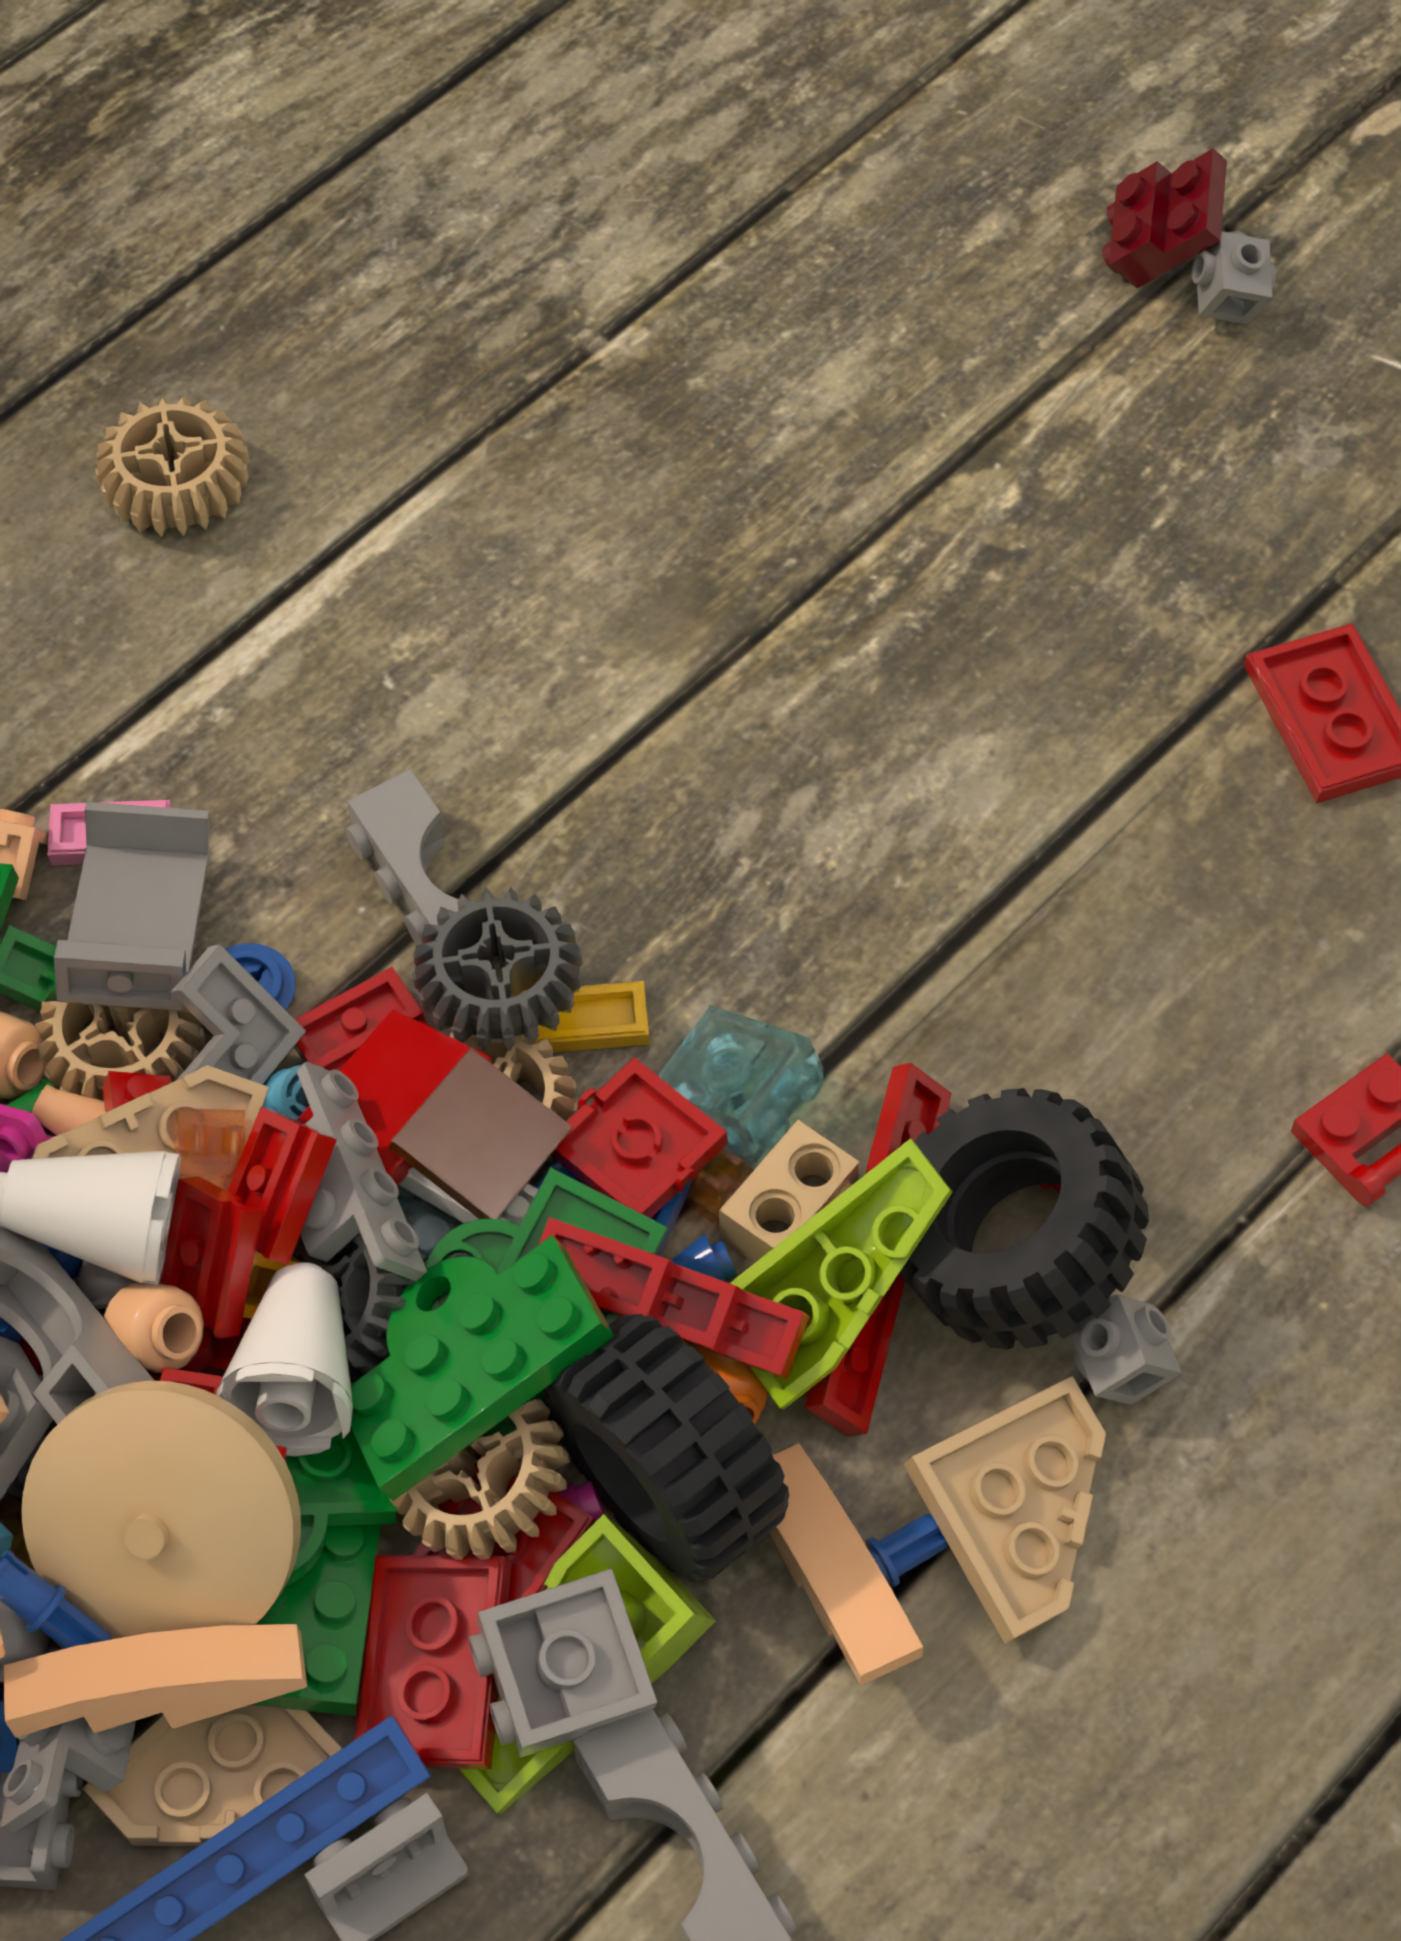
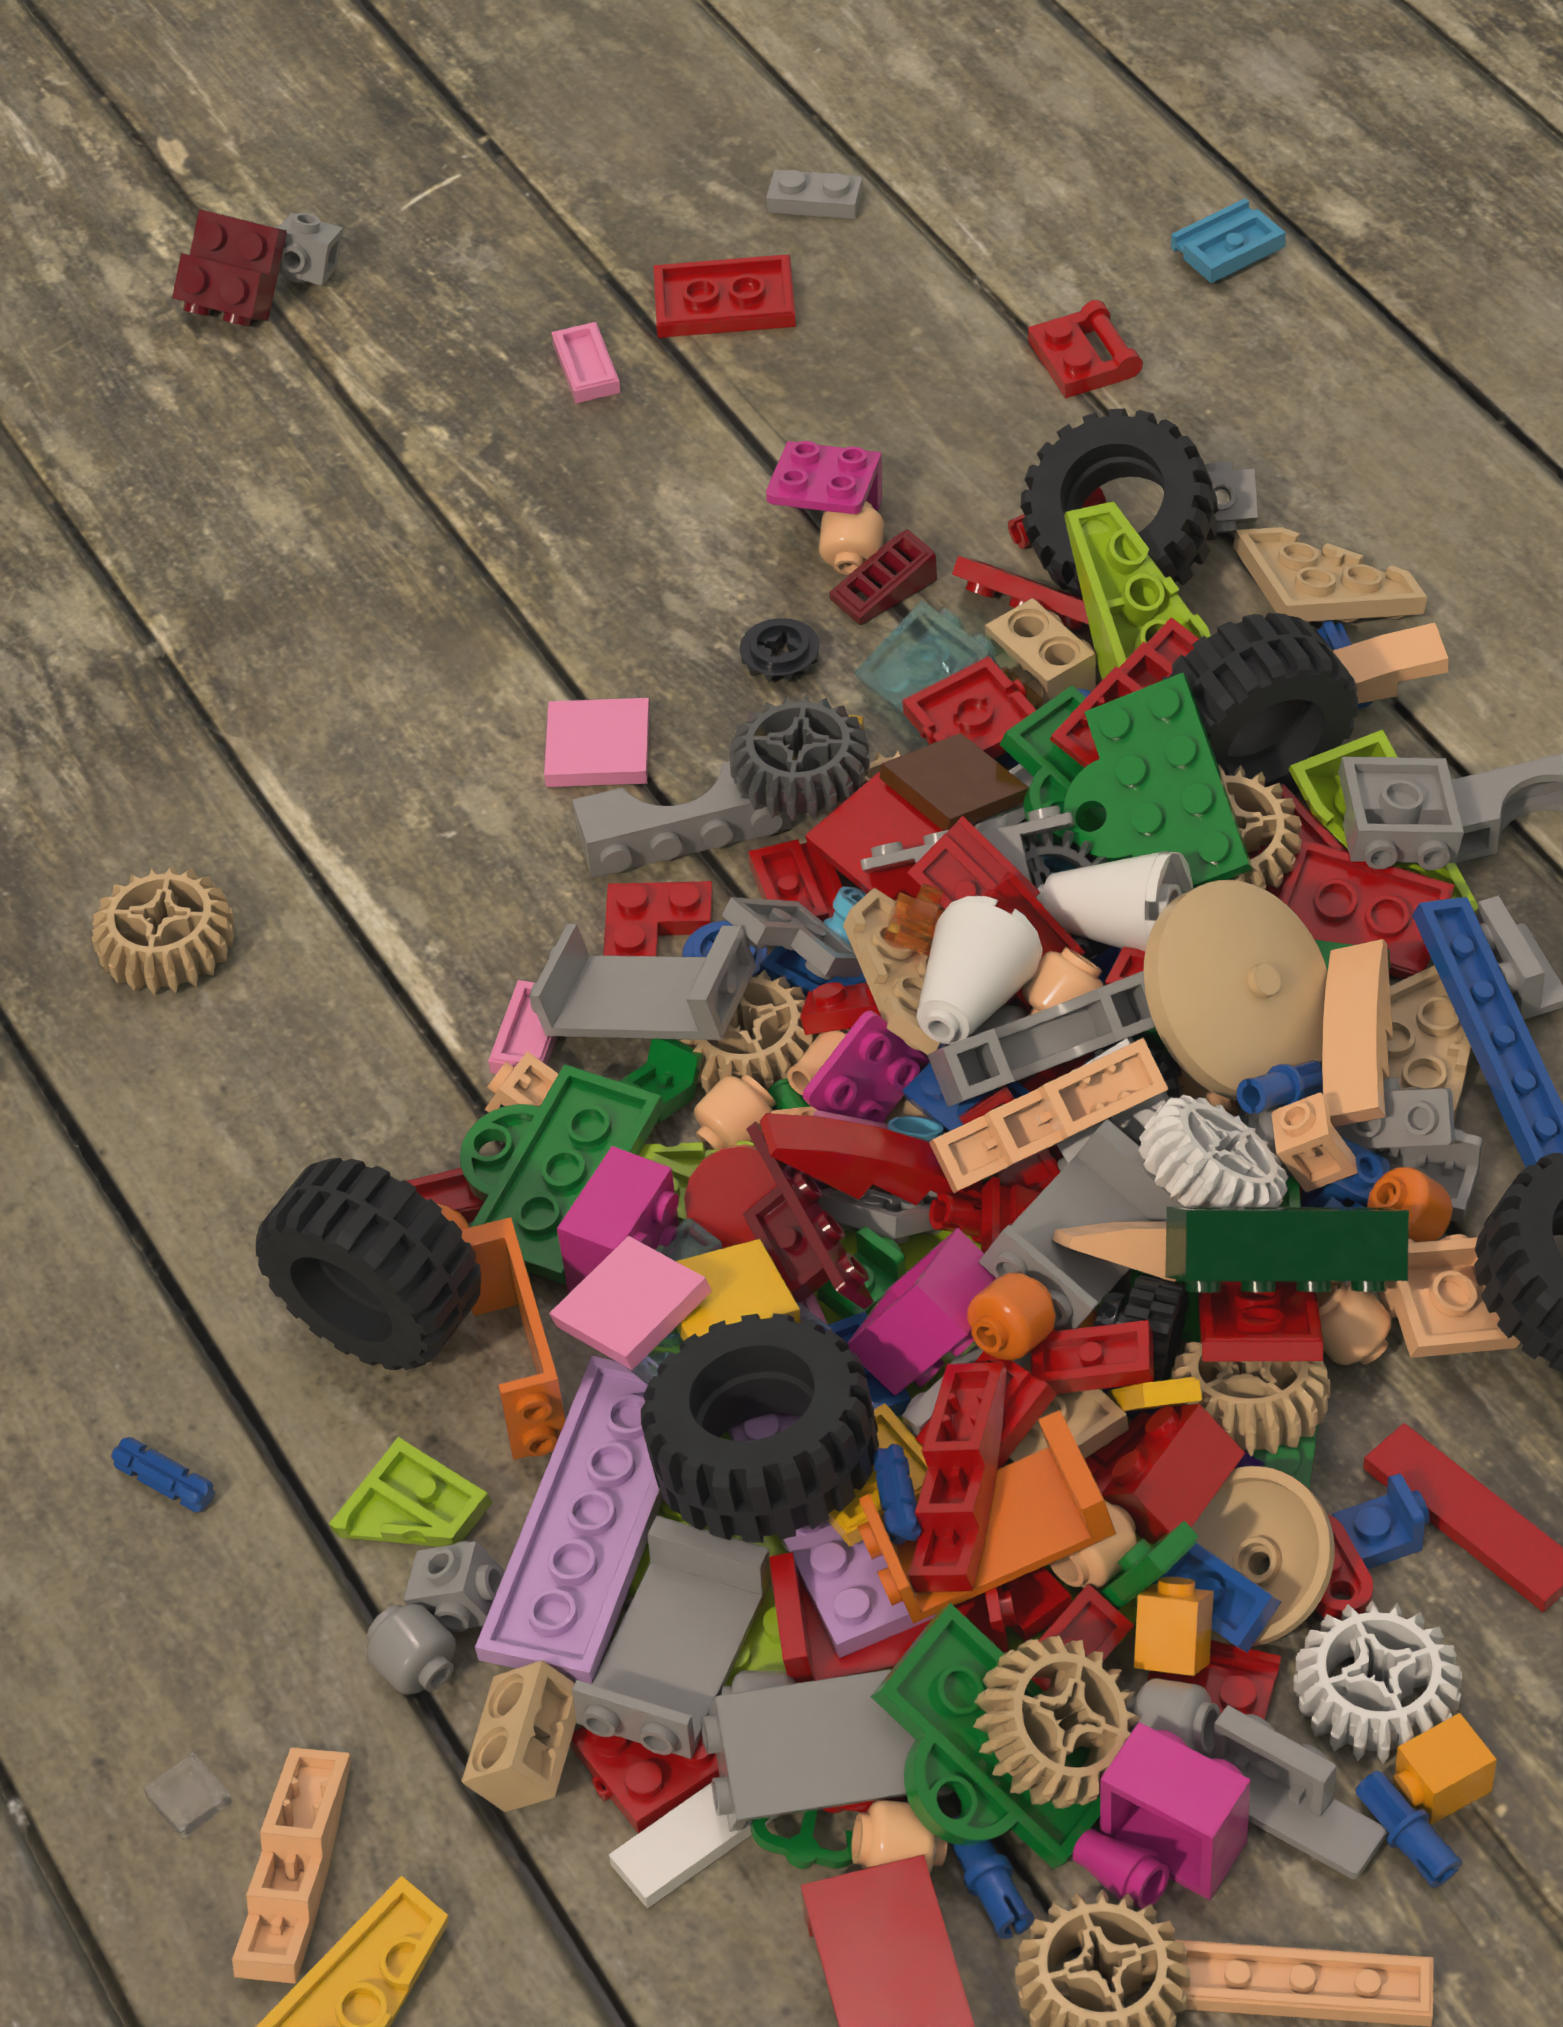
camera: 70 degrees left, 10 degrees down
(288, 889) = (649, 910): none -> red plate
(548, 780) = (597, 742): none -> bright pink tile
(716, 908) = (767, 639): none -> black gear
(907, 1037) = (905, 555): none -> dark red slope
(935, 946) = (850, 538): none -> light nougat head
(993, 887) = (826, 478): none -> dark pink bracket
(1166, 603) = (586, 362): none -> bright pink tile

